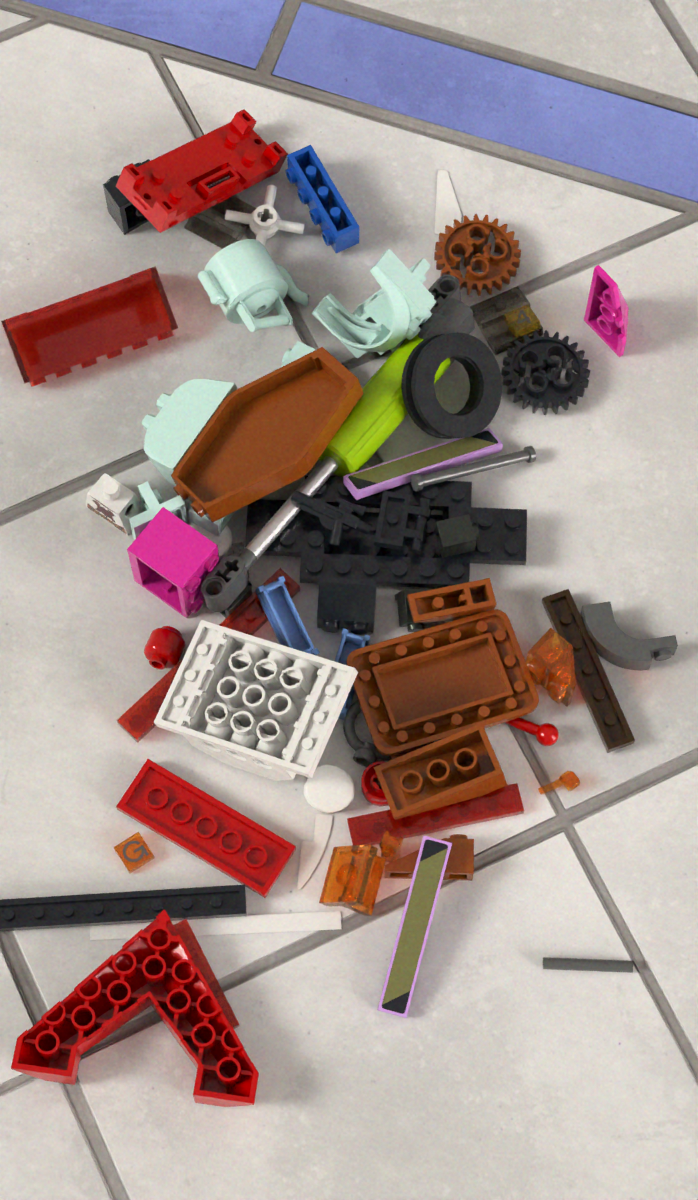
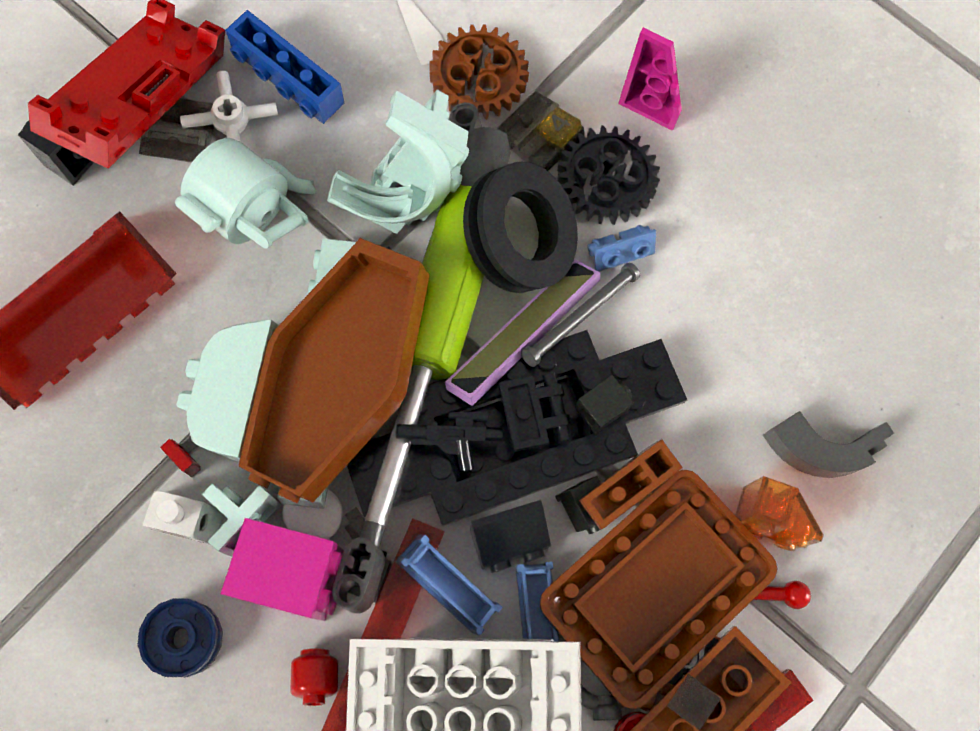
camera: 30 degrees left, 5 degrees up
(81, 569) = (158, 632): none -> dark blue wheel
(129, 462) = (180, 457): none -> red tile
(426, 757) = (693, 702): none -> clear smoke plate
(522, 433) = (634, 245): none -> medium blue hinge
(567, 779) = (841, 639): clear orange hand -> none
(589, 672) = (839, 530): dark brown plate -> none

